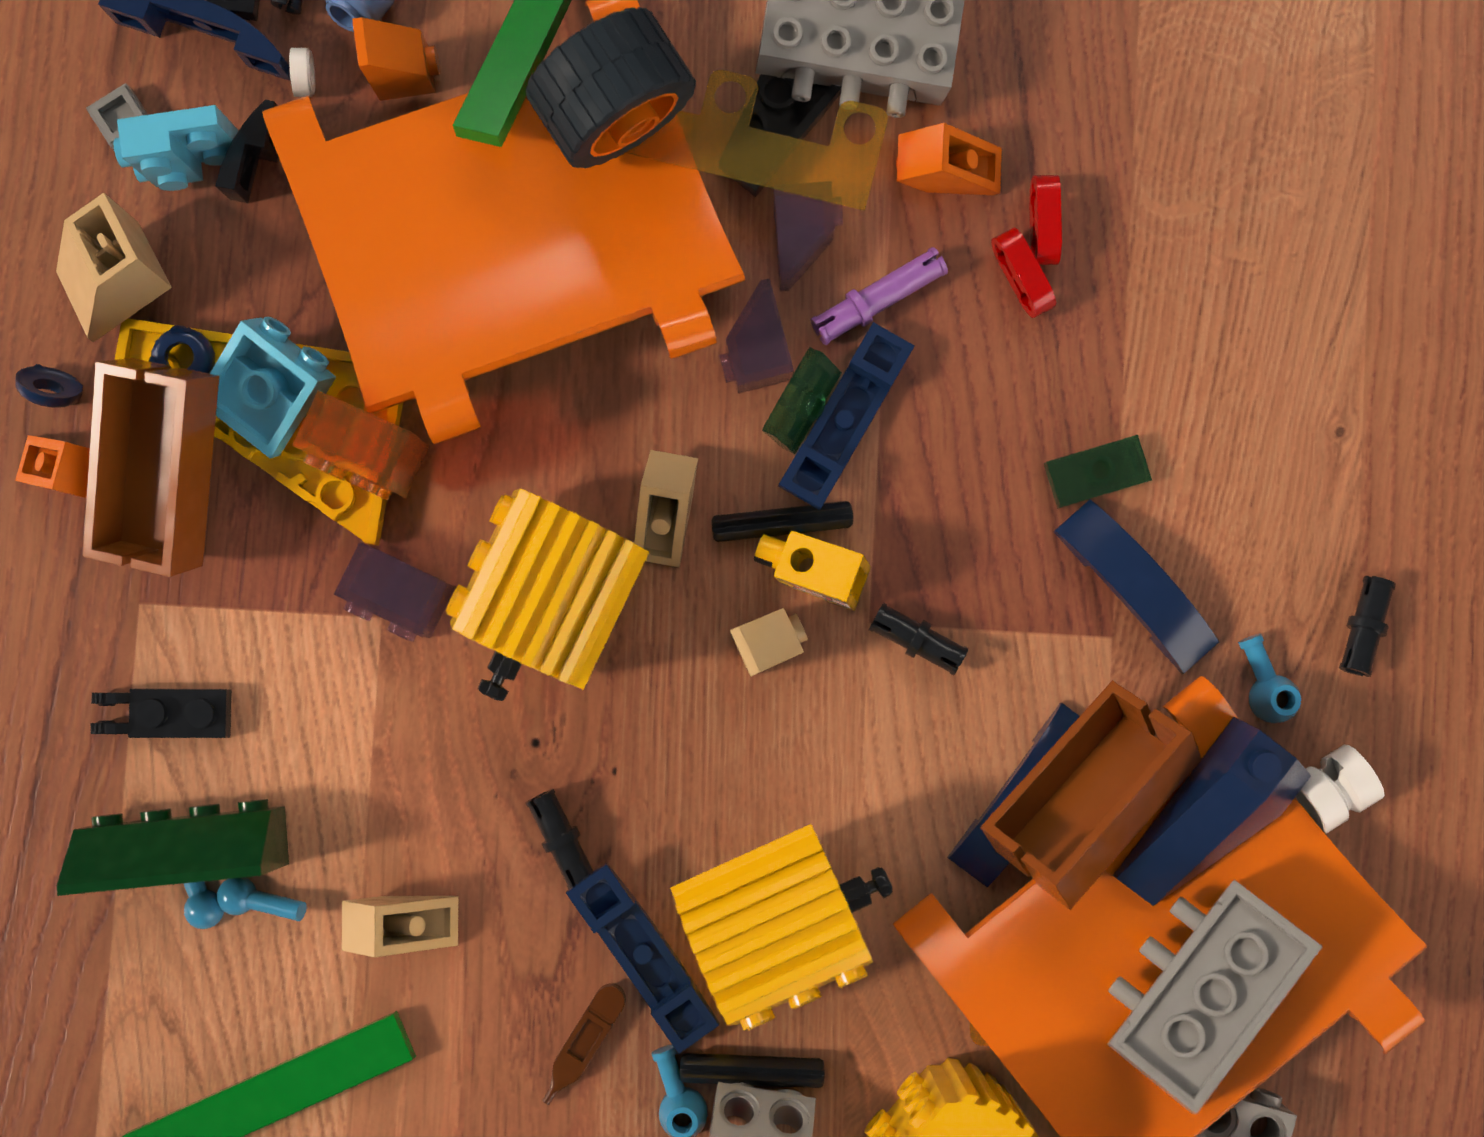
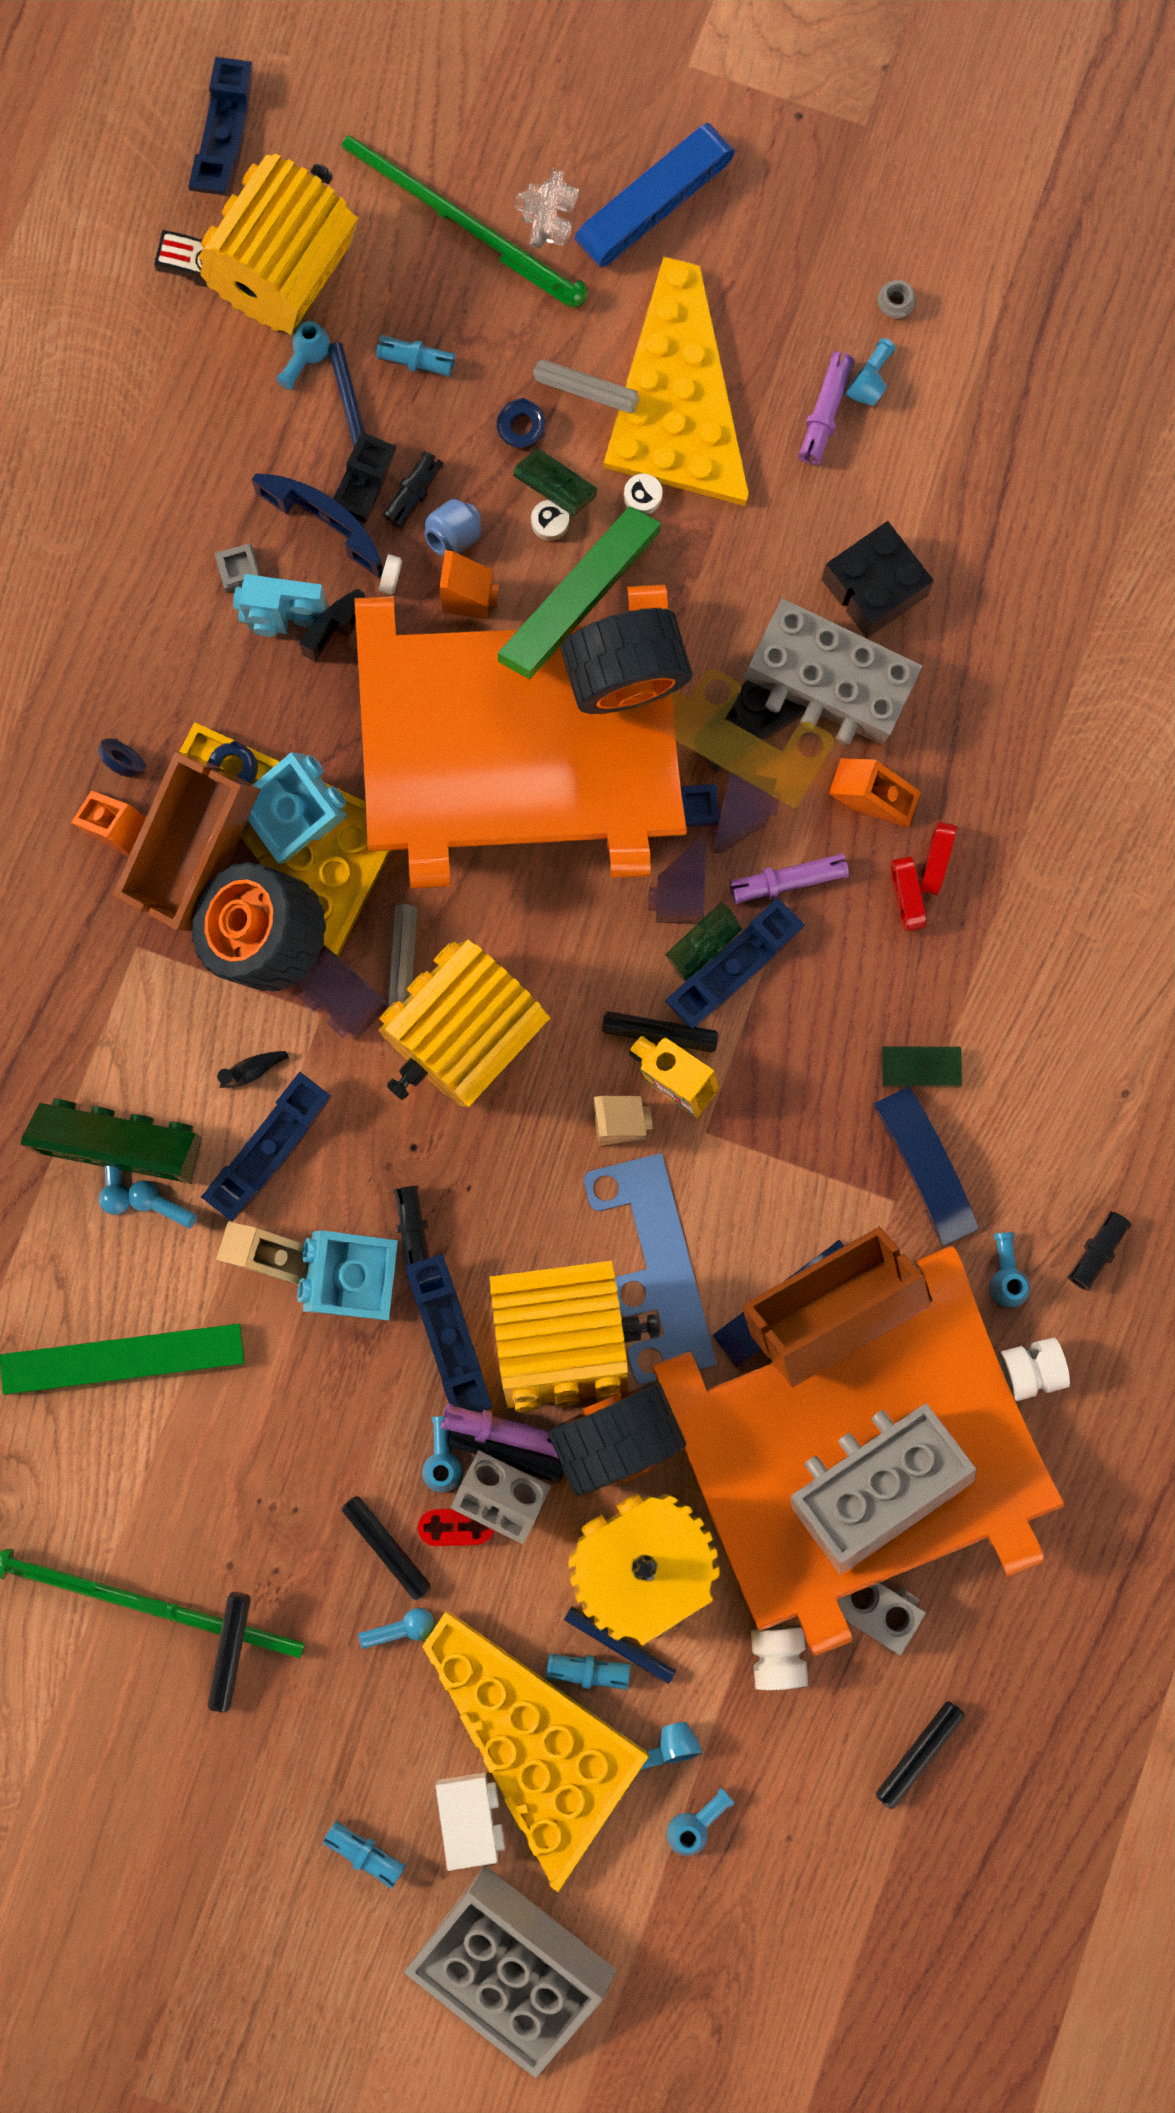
camera: 15 degrees right, 5 degrees down
(107, 266) = (195, 680): tan slope -> none
(169, 713) = (134, 1037): black hinge -> none
(267, 543) = (258, 927): none -> black wheel
(314, 710) = (249, 1069): none -> black bar
(355, 442) = (353, 874): clear orange brick -> none
(363, 800) = (267, 1148): none -> dark blue slope
(452, 519) = (402, 952): none -> light grey axle
(503, 921) = (348, 1275): none -> medium azure plate
(586, 1038) = (383, 1389): reddish brown piece -> none
(665, 506) = (572, 992): tan slope -> none
(739, 1049) = (488, 1427): none -> medium lavender pin
(750, 239) = (700, 805): none -> dark blue plate
(875, 798) = (669, 1272): none -> medium blue piece
(880, 1029) = (617, 1439): none -> black wheel
(918, 639) = (739, 1154): black pin -> none
(1222, 803) = (939, 1348): dark blue wedge -> none

